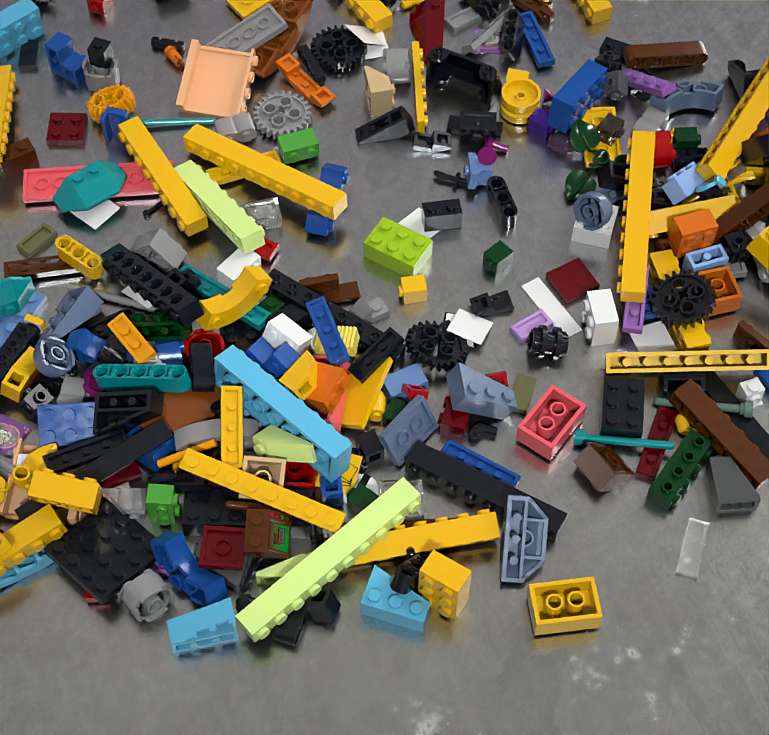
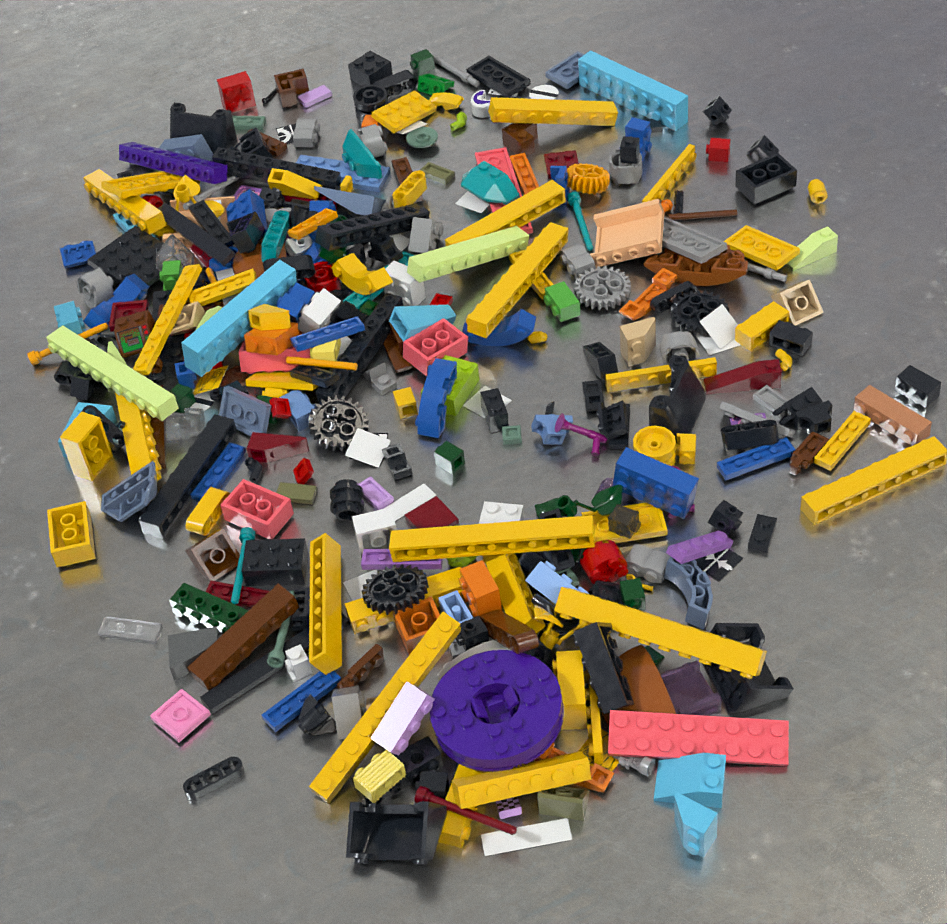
camera: 90 degrees right, 10 degrees down
(53, 357) = (299, 190): sand blue cylinder -> none
(60, 627) = (77, 254): none -> blue bracket
(65, 491) = (166, 213): yellow brick -> none
(77, 157) = (523, 173): none -> orange plate
(132, 44) = (672, 175): none -> yellow plate
(192, 26) = (701, 215): none -> reddish brown bar
(249, 669) = (36, 356): none -> light orange piece
(264, 212) = (476, 288): clear brick -> none
(311, 258) = (414, 319): none -> medium azure slope
(345, 252) = (433, 343): none -> coral brick
(362, 343) = (321, 363): none -> light orange bar
(430, 249) = (436, 387): none -> blue brick
(470, 209) = (511, 434): none -> sand green tile
(479, 394) = (277, 447): sand blue wedge -> none
(502, 202) = (519, 453): black beam -> none
(541, 473) = (206, 512): none -> yellow beam
(593, 210) = (492, 503): sand blue cylinder -> none
(616, 85) = (694, 524): dark grey brick -> none
(665, 54) = (757, 568): reddish brown beam -> none
(717, 180) = (543, 599): medium azure piece -> none

